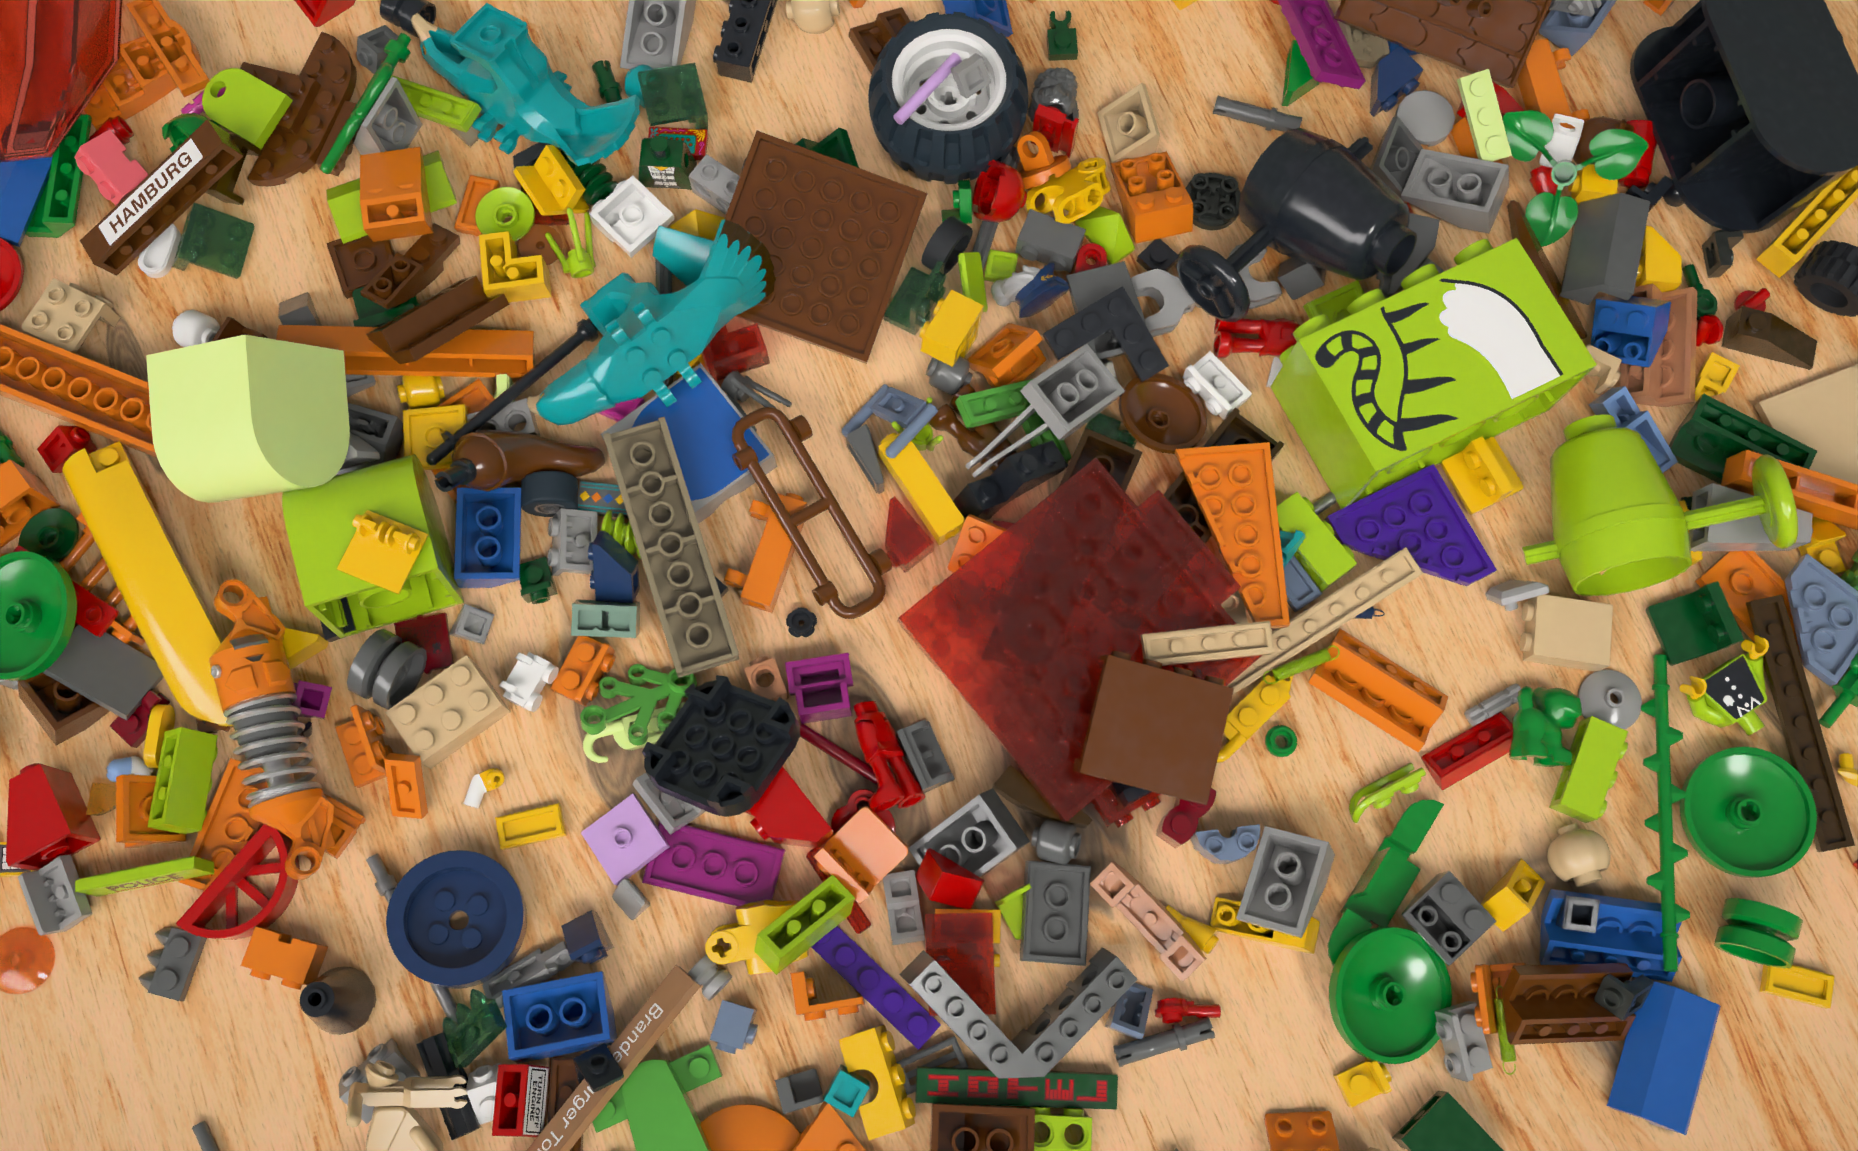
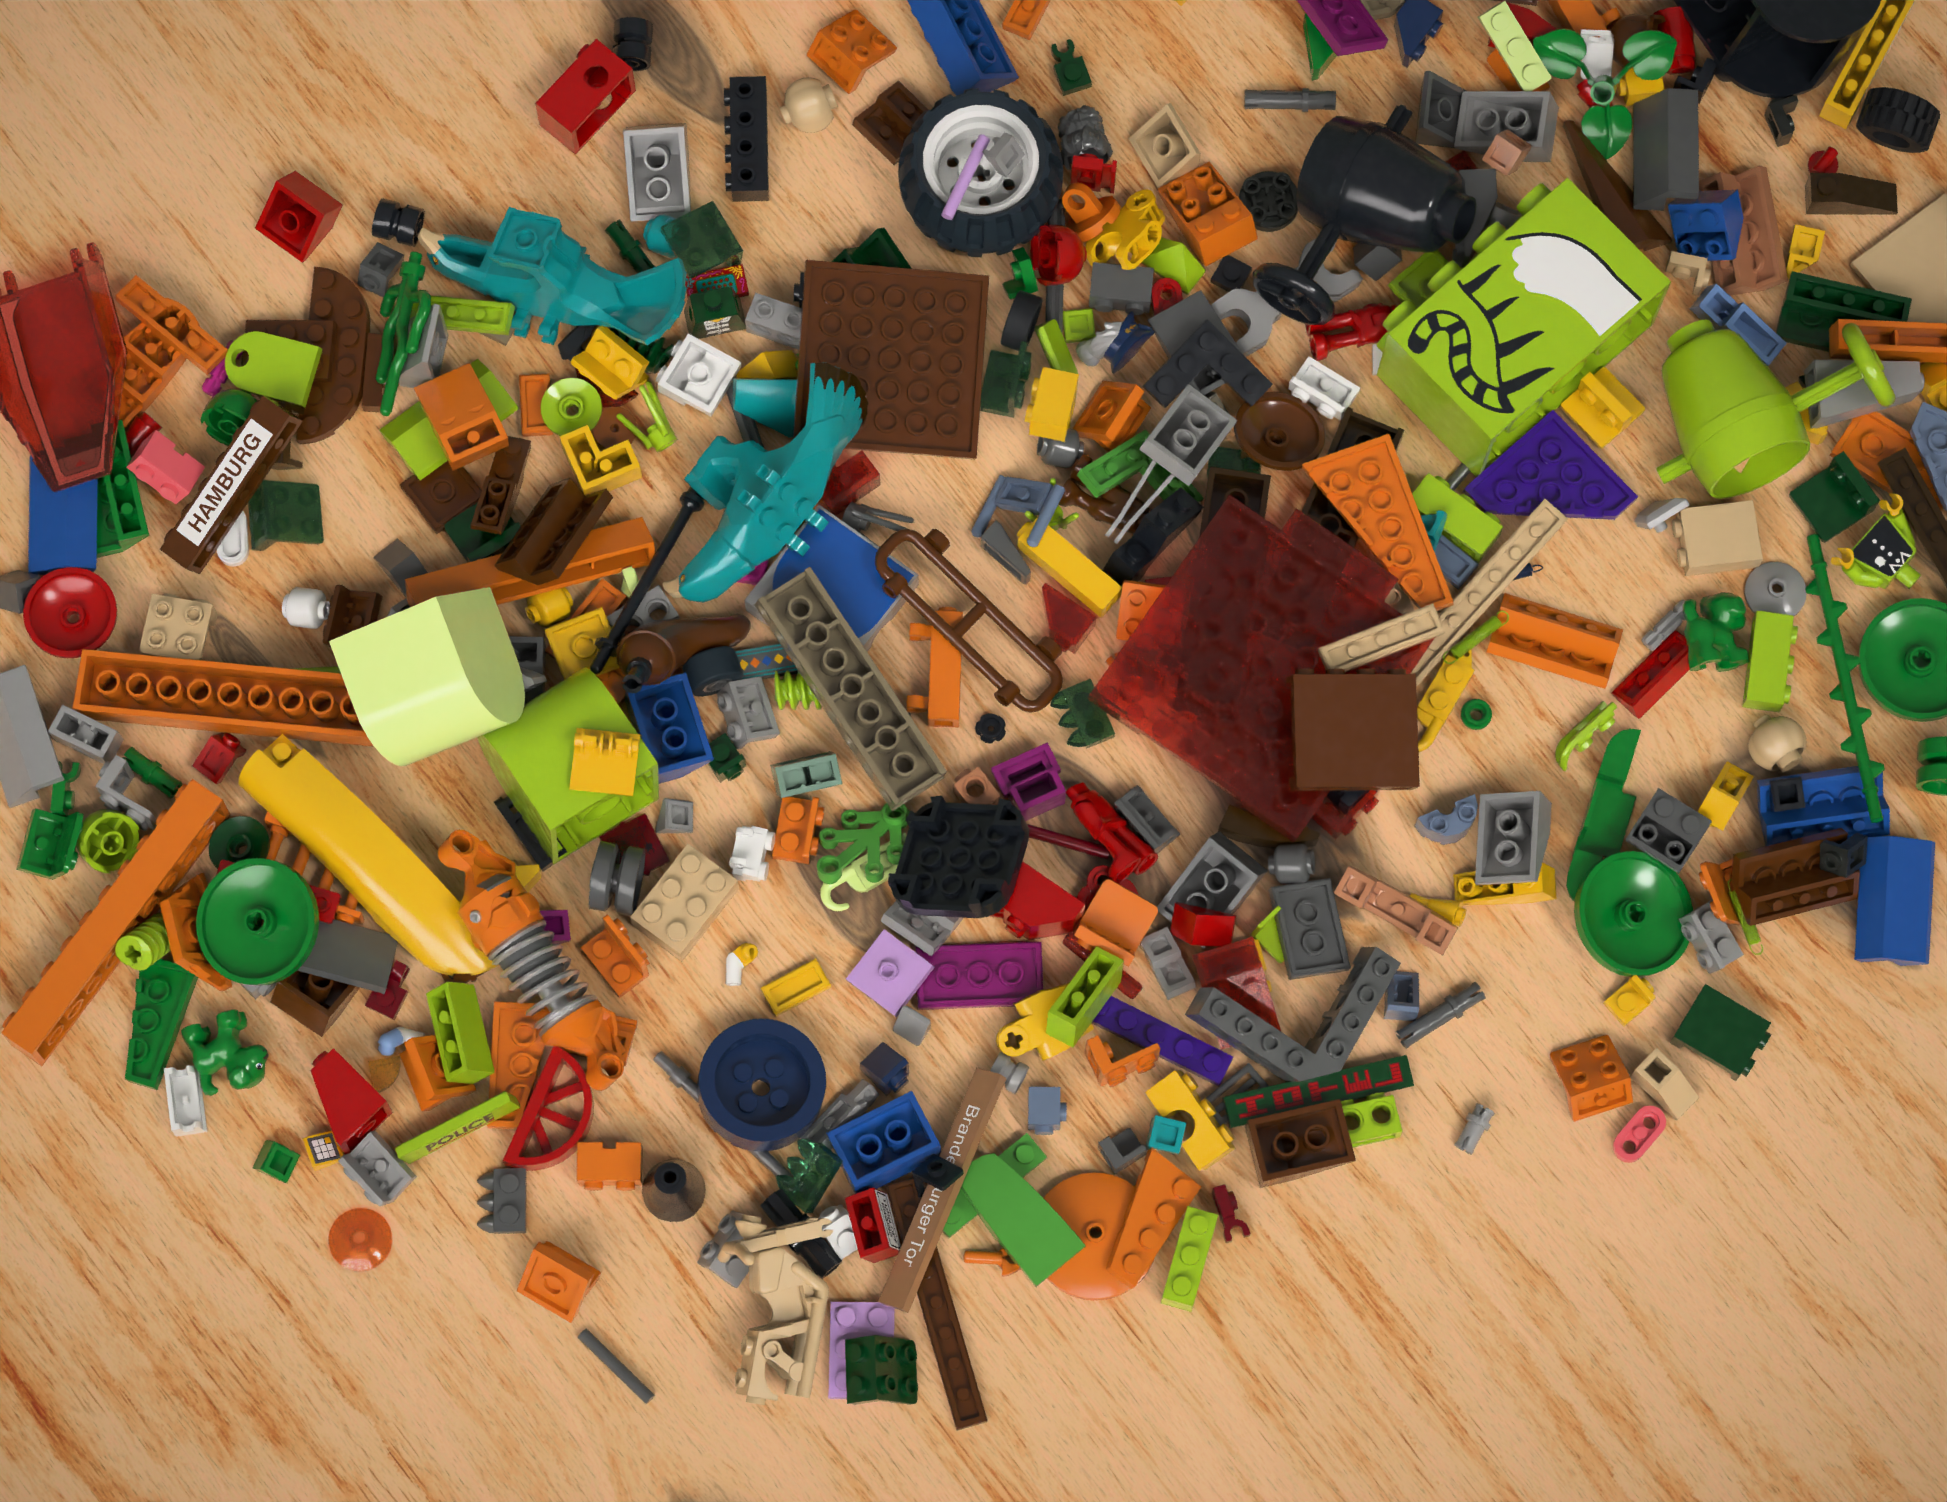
camera: 15 degrees left, 0 degrees up
(160, 720) = (417, 1001): yellow tile -> none
(191, 1061) = (557, 1280): none -> orange bracket
(406, 785) = (670, 979): orange plate -> none
(614, 570) = (801, 728): dark blue slope -> none
(899, 647) = (1091, 721): none -> clear green plate
(1173, 1009) = (1441, 983): red plate -> none
(1183, 820) = (1403, 810): dark red brick -> none
(1426, 116) = (1458, 56): light grey tile -> none
(1454, 208) = (1506, 152): none -> nougat brick
(1659, 263) = (1720, 148): yellow slope -> none
(1705, 300) = (1778, 175): dark green plate -> none
(1709, 330) = (1786, 203): red plate -> none

